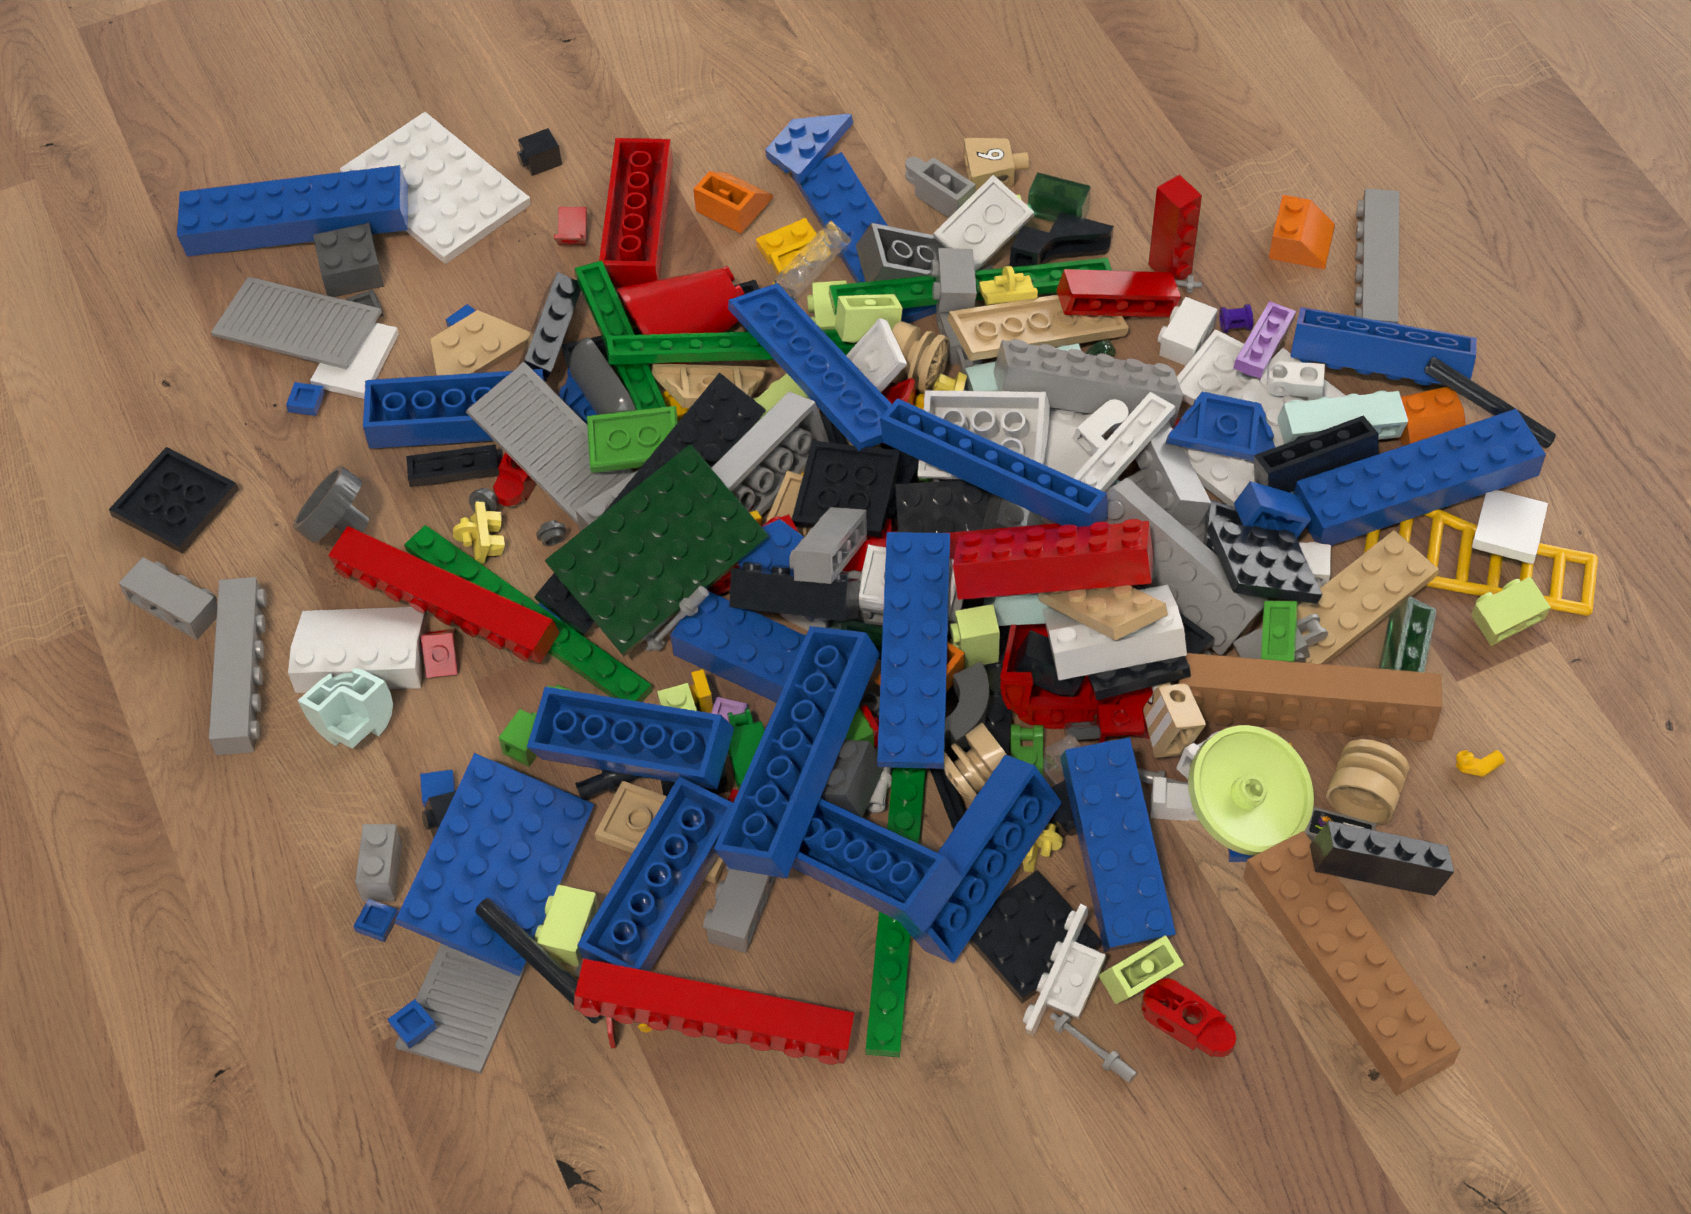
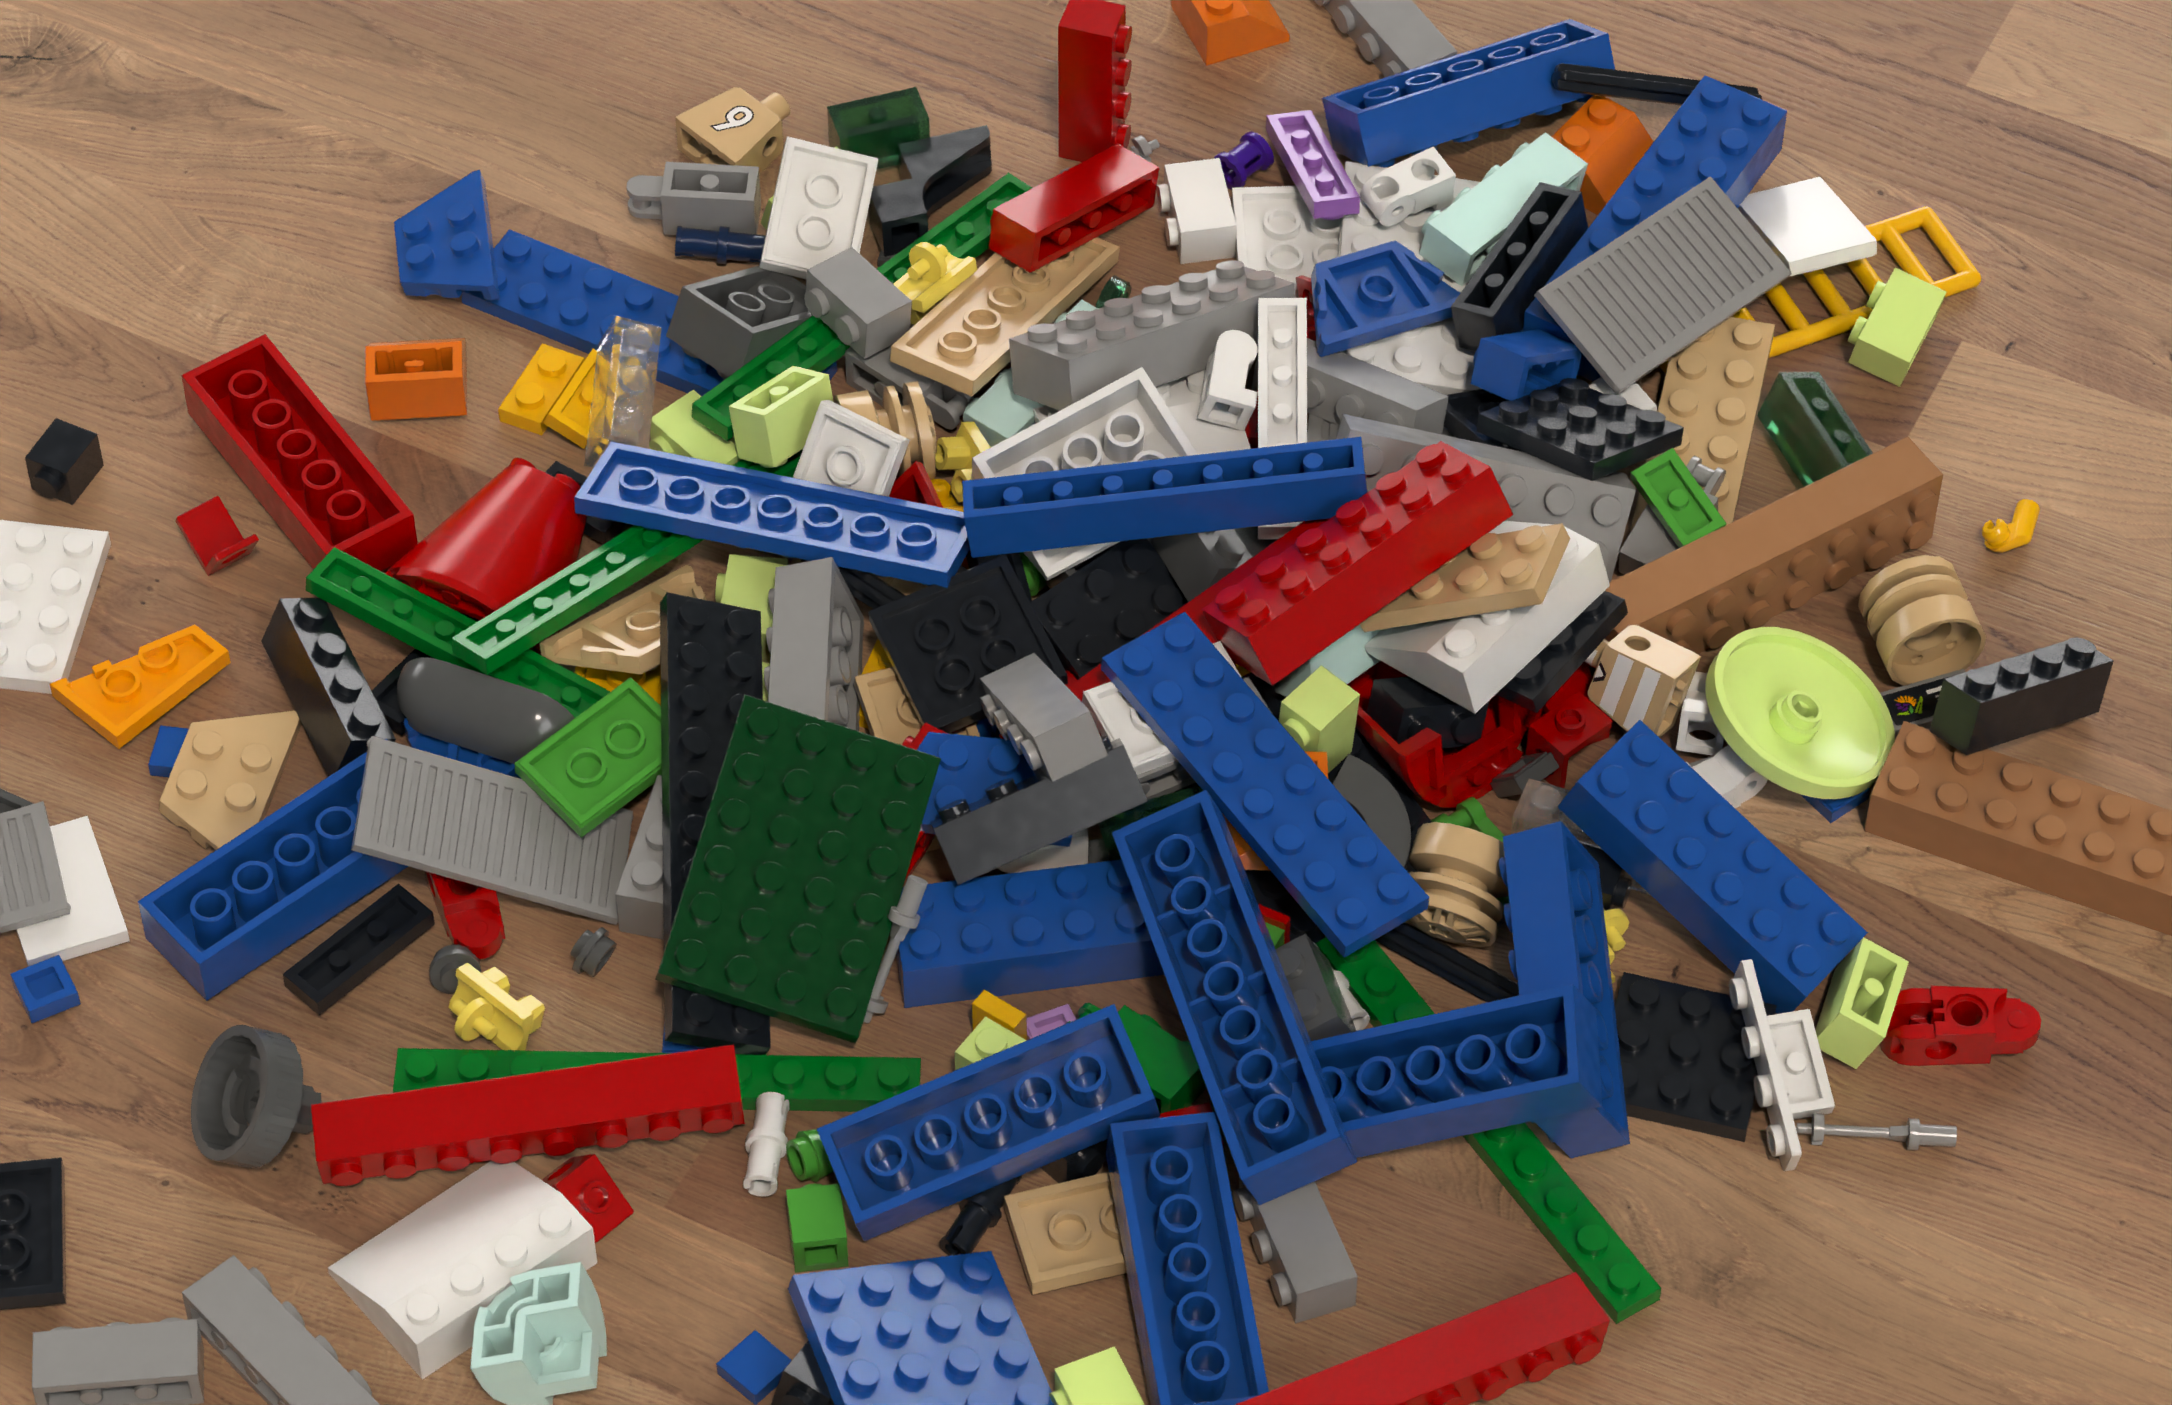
camera: 40 degrees left, 5 degrees down
(473, 280) = (139, 690): none -> light orange wing
(540, 679) = (766, 1144): none -> white pin
(933, 215) = (719, 244): none -> dark blue pin
(1384, 510) = (1662, 285): none -> light grey window

